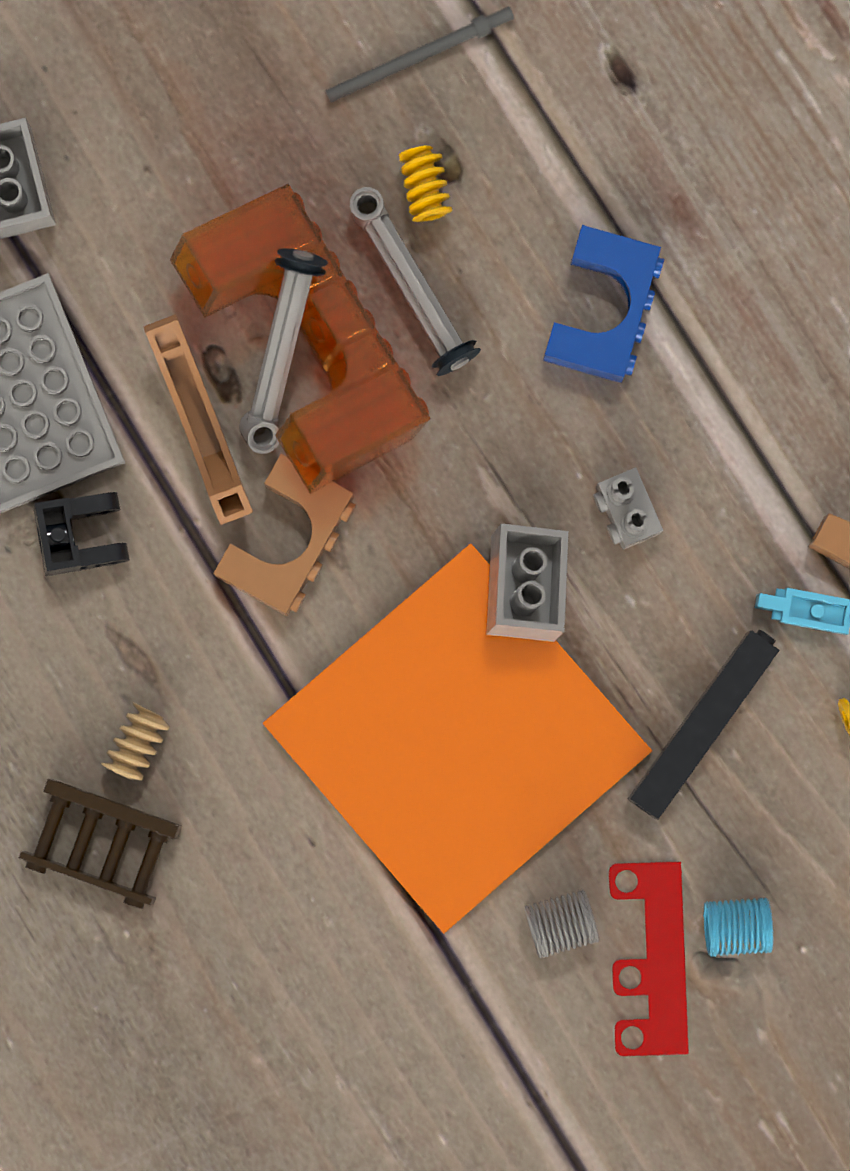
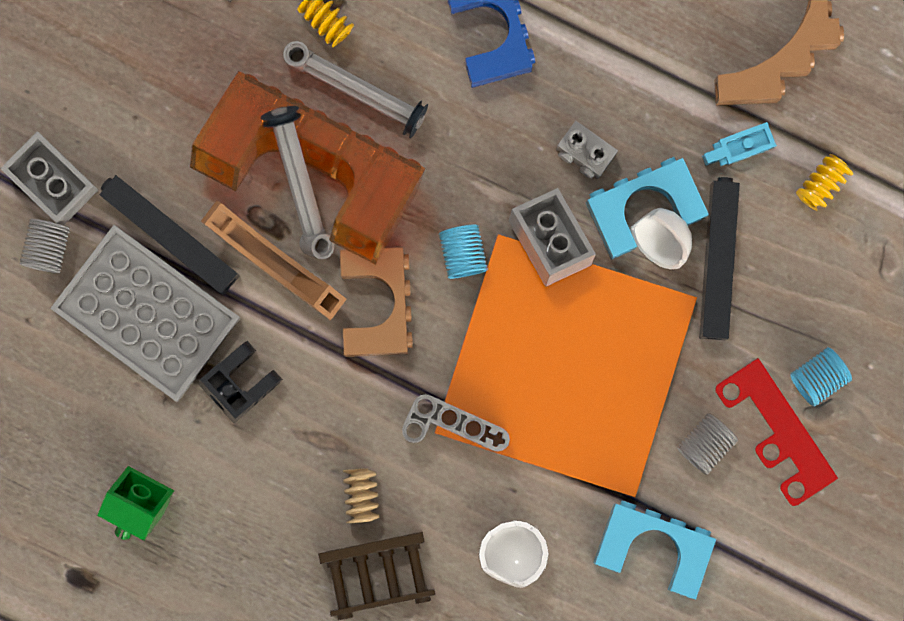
camera: 35 degrees left, 0 degrees up
(102, 321) = (168, 234): none -> black brick
(266, 913) = (514, 553): none -> white cylinder
(292, 733) = (458, 427): none -> light grey beam
(416, 523) = (459, 252): none -> medium azure piece
(473, 1030) = (692, 547): none -> medium azure arch
(654, 660) = (663, 238): none -> white cylinder
(703, 600) = (670, 180): none -> medium azure arch

